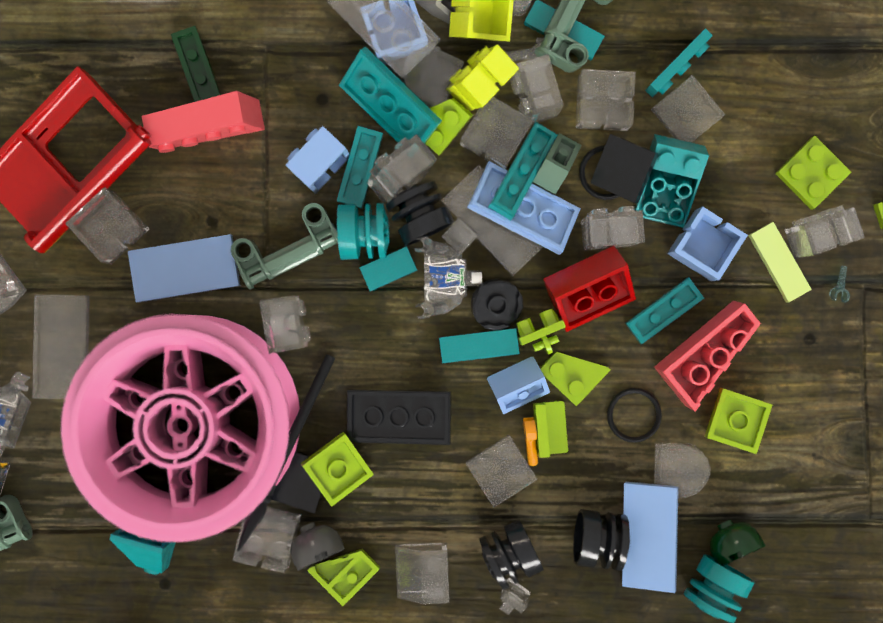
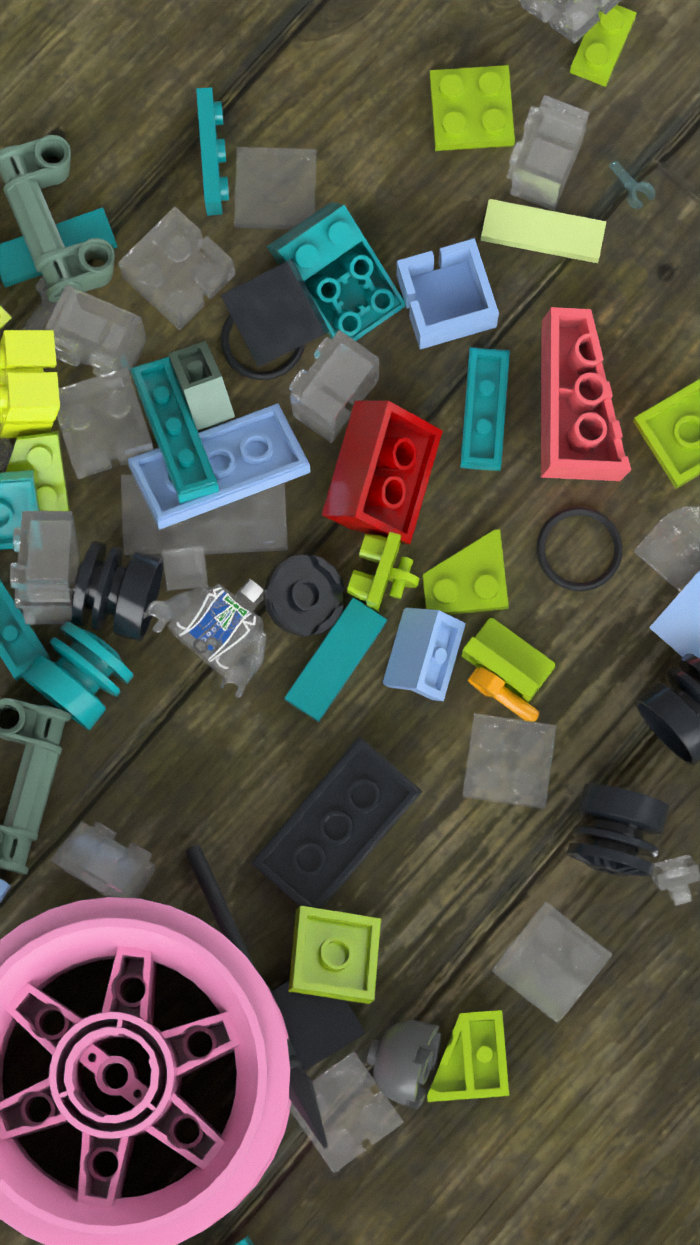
camera: 50 degrees left, 10 degrees down
(388, 269) = (149, 688): teal tile -> none

